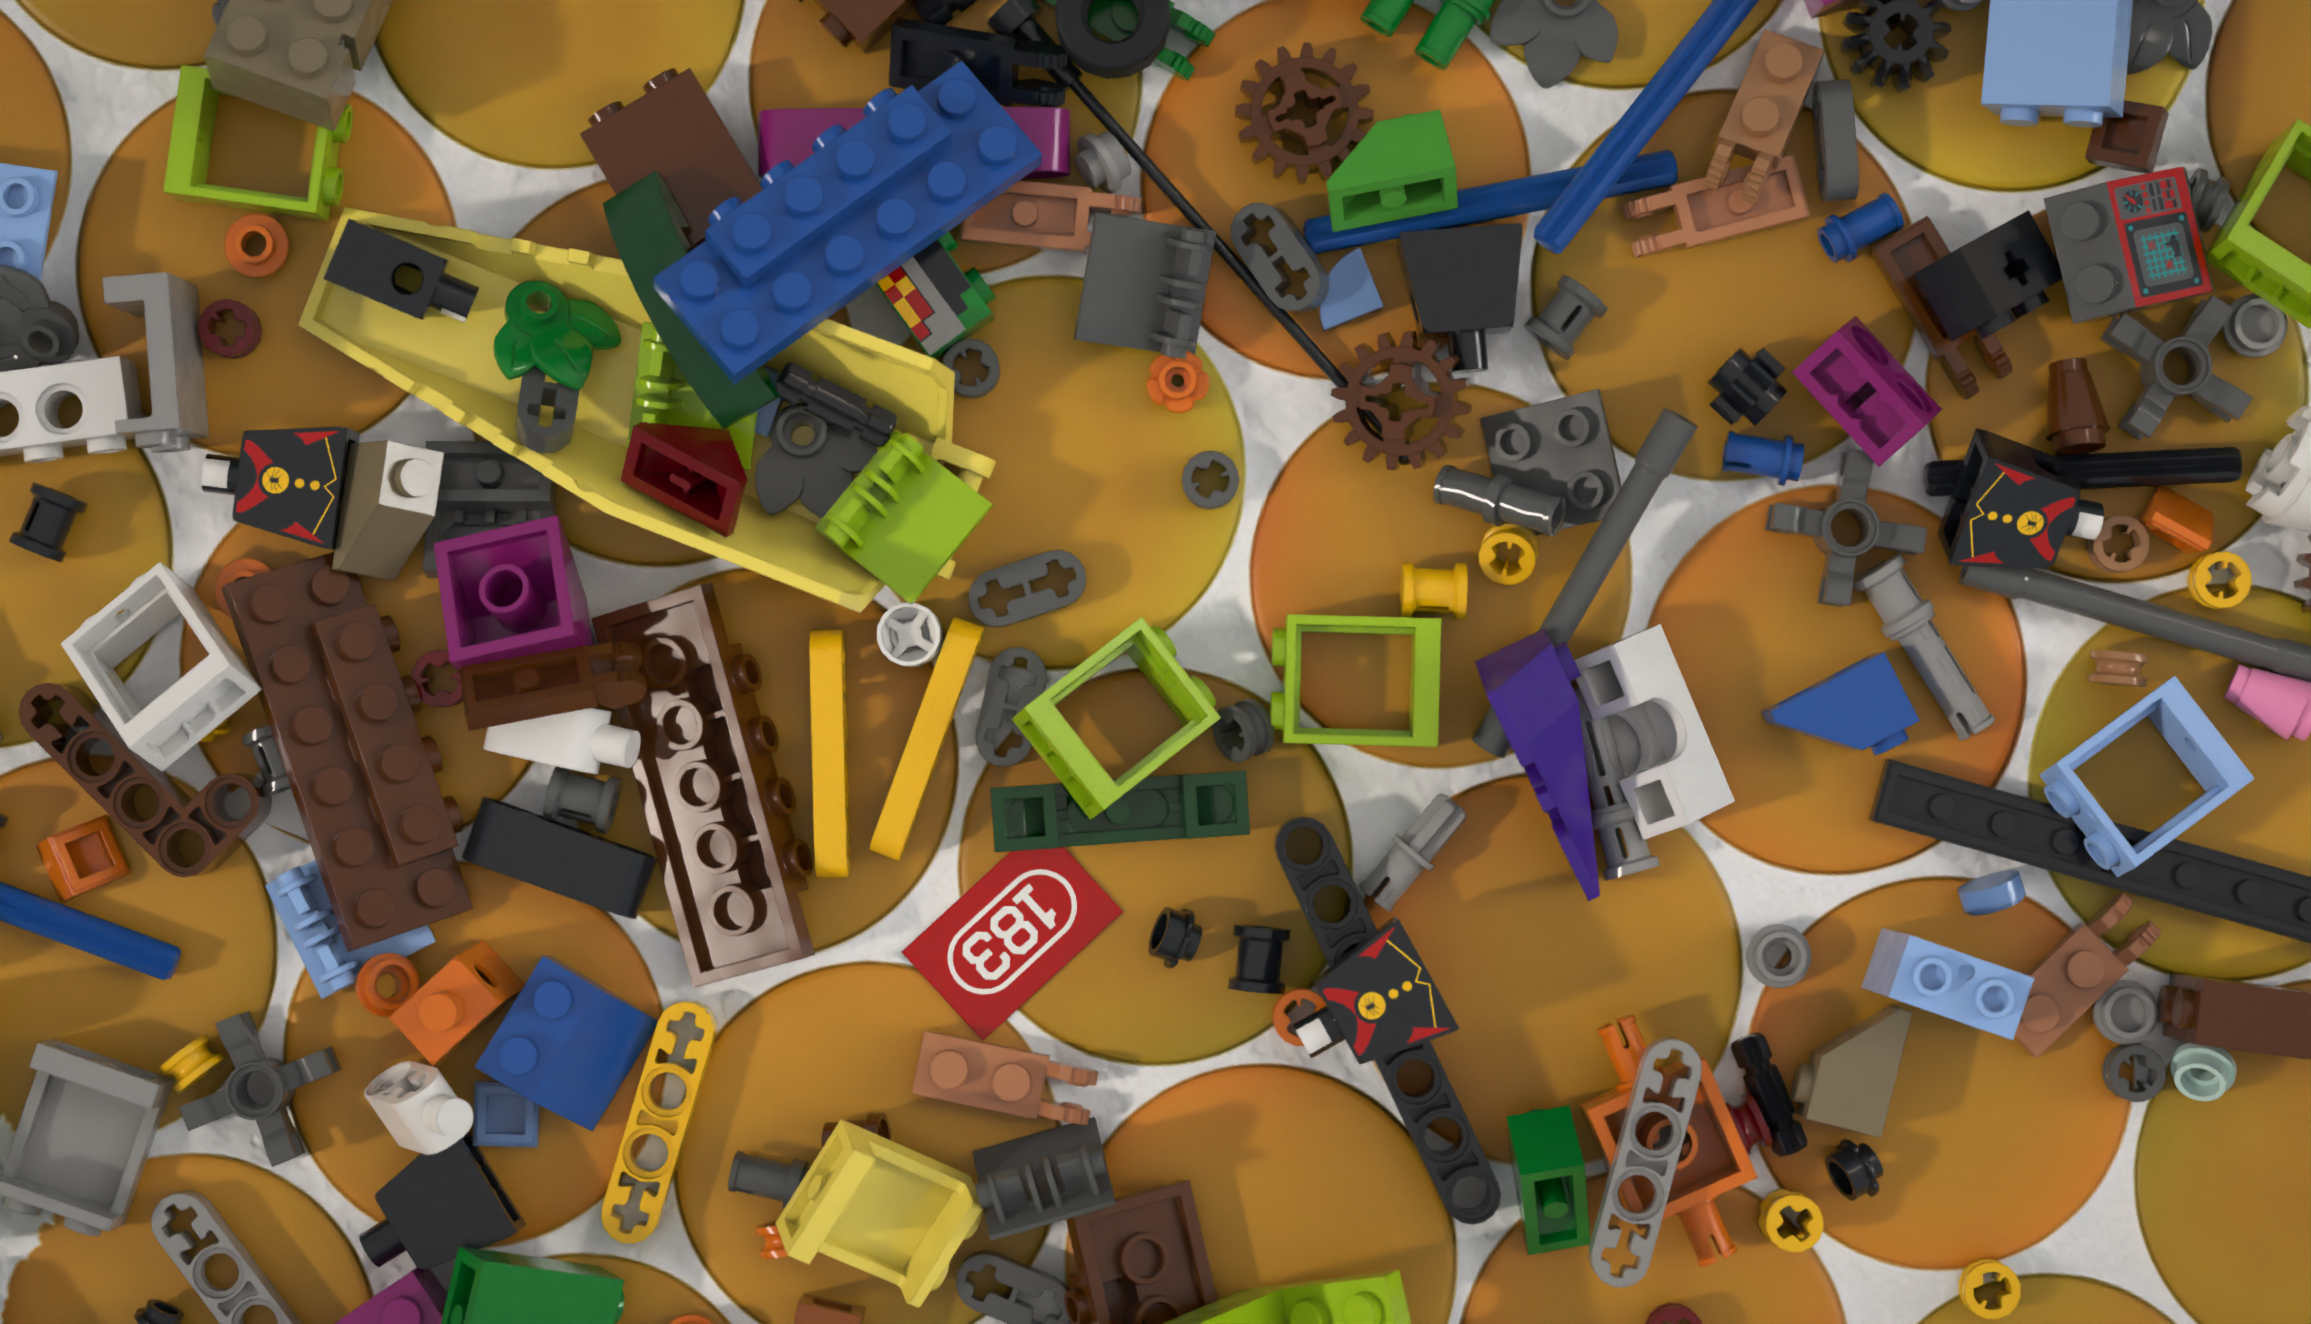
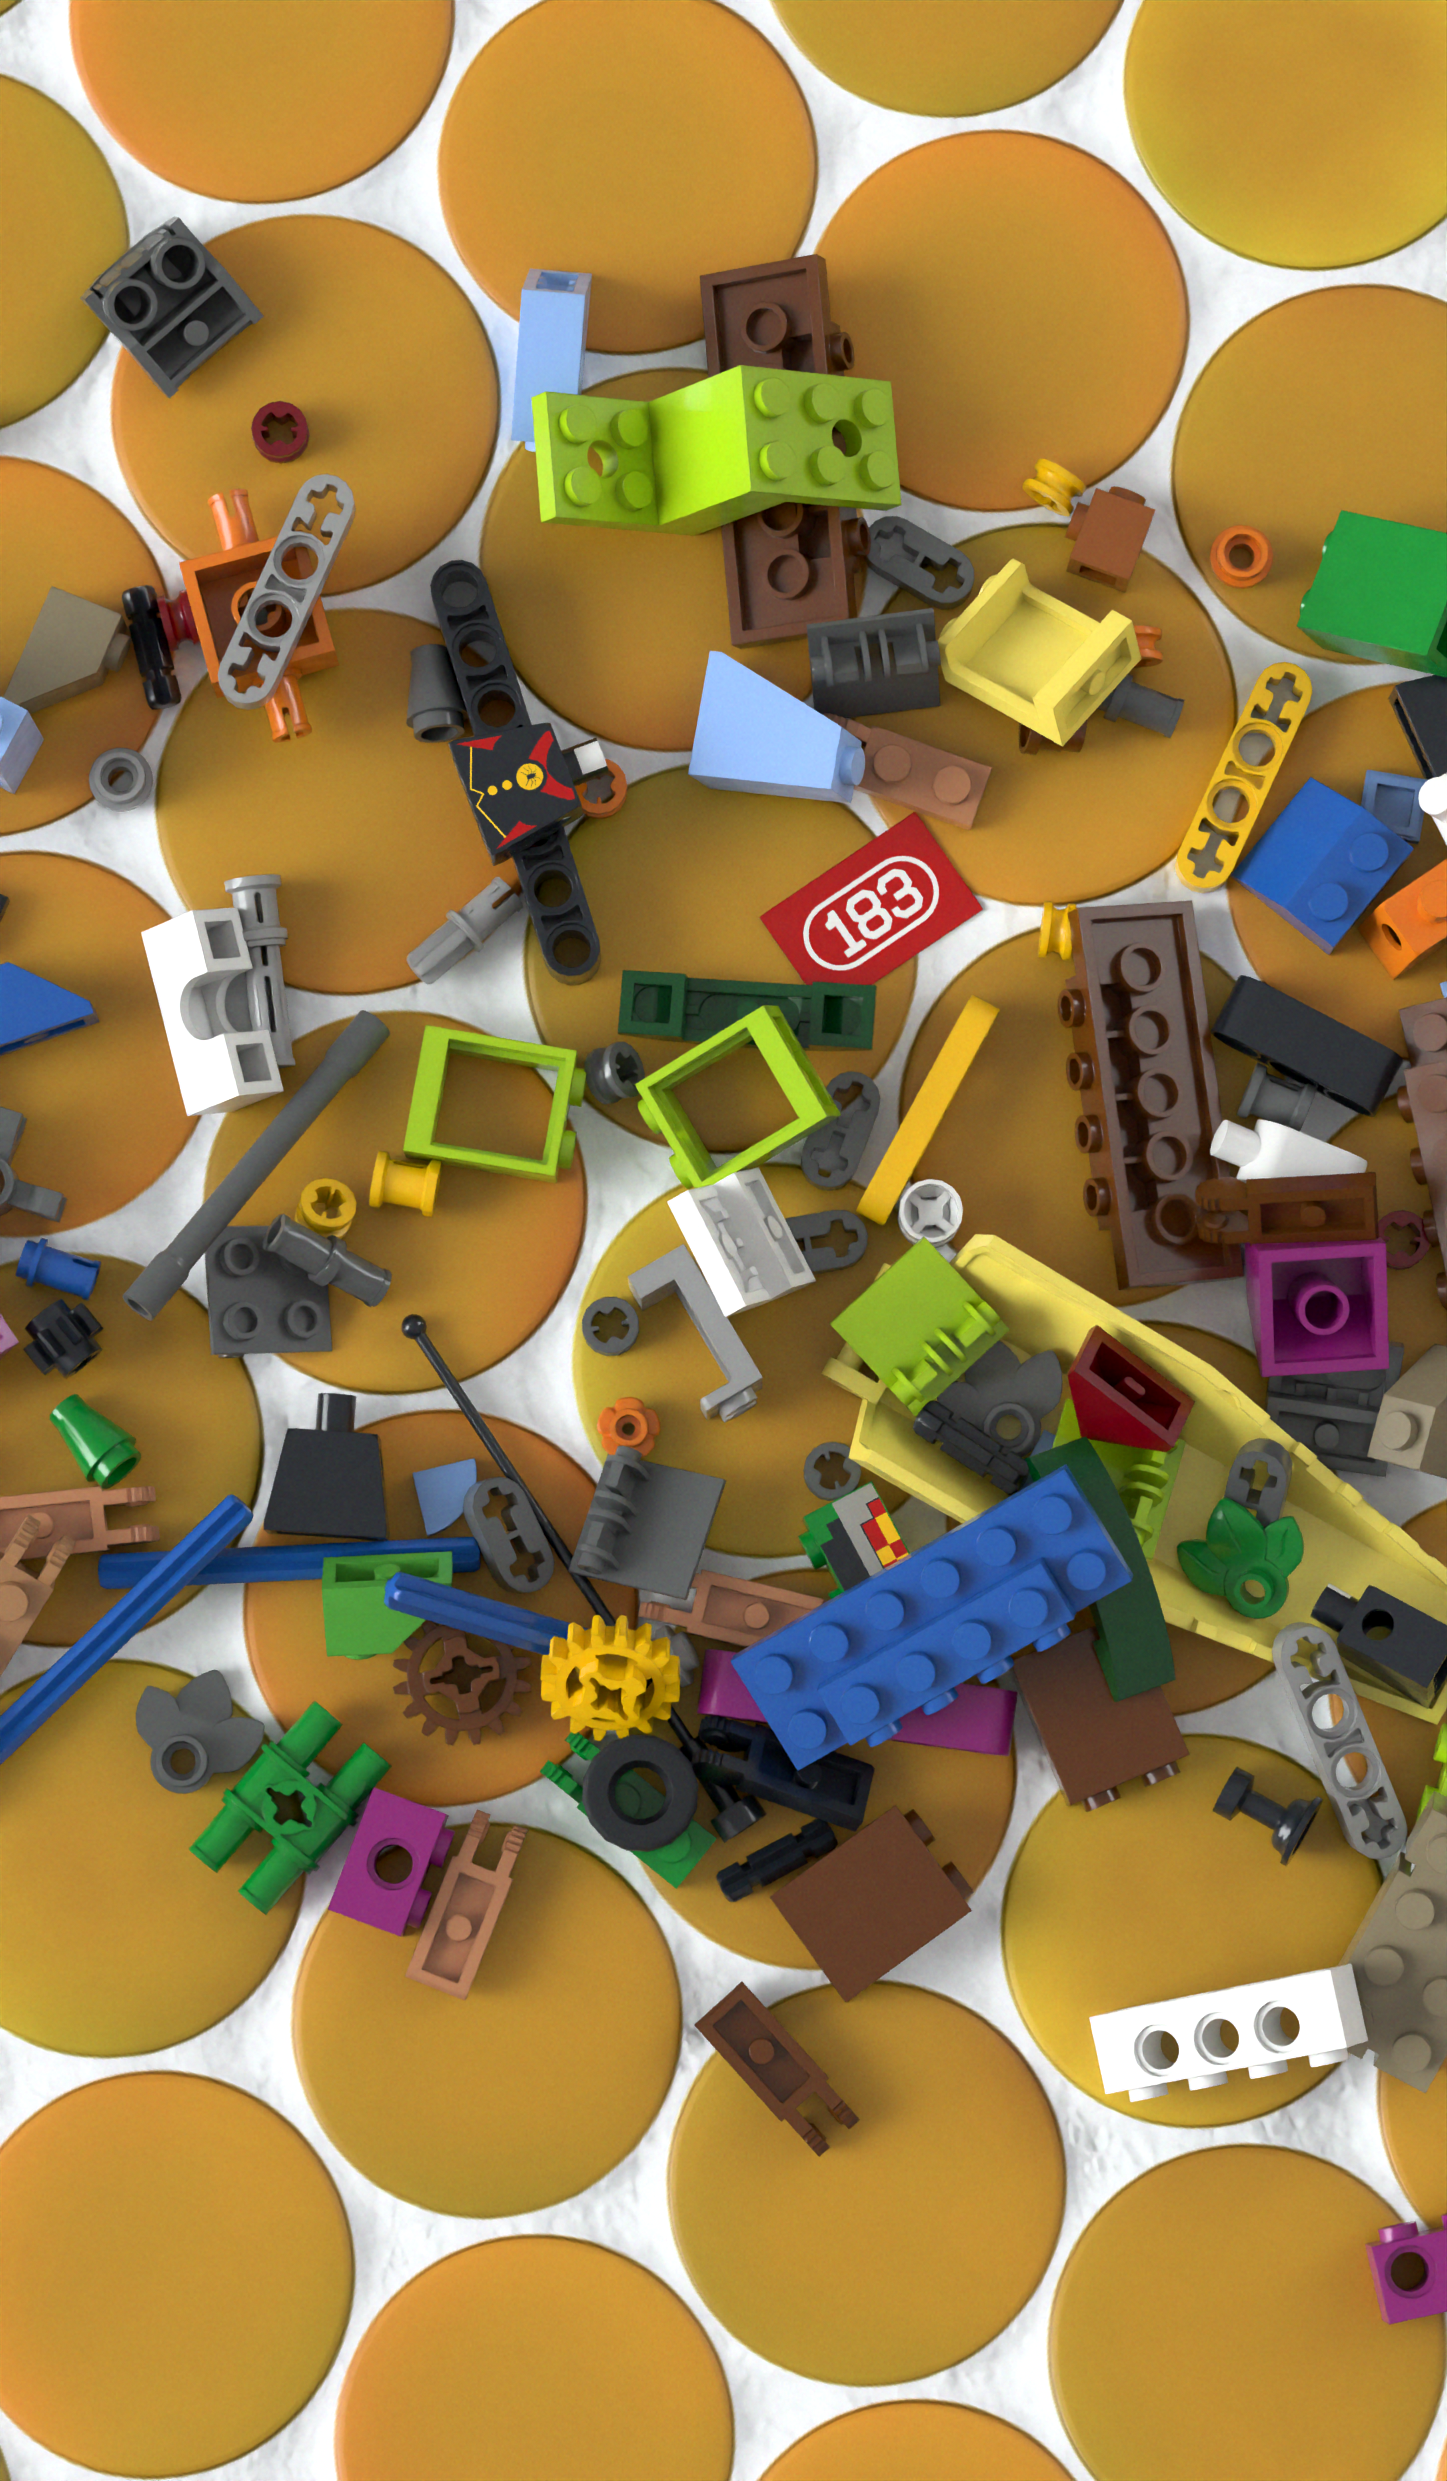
camera: 165 degrees left, 5 degrees down
(431, 174) = (1346, 1737): none -> light grey beam
(475, 85) = (1288, 1823): none -> black piece
(825, 937) = (1055, 931): none -> yellow bush
(829, 753) = (1025, 1109): yellow beam -> none
(1091, 572) = (741, 1241): none -> white slope
(1138, 1087) = (768, 741): none -> light blue slope
(1146, 533) = (680, 1274): none -> light grey panel
(1153, 125) = (610, 1677): none -> yellow gear
(1175, 936) = (711, 882): black plate -> none
(1259, 959) = (631, 848): black bush -> none
(1276, 163) = (473, 1613): none -> blue axle
(1398, 429) = (434, 1378): reddish brown gear -> none
(1479, 1084) = (434, 699): none -> dark grey cone
(1542, 721) = (324, 1035): dark purple wedge -> none
(1549, 1179) = (380, 595): green slope -> none
(1565, 317) = (232, 1435): dark grey bush -> none
(1697, 289) = (97, 1444): none -> green cone
(1809, 1220) = (138, 535): yellow bush -> none
(1854, 1169) = (80, 562): black plate -> none

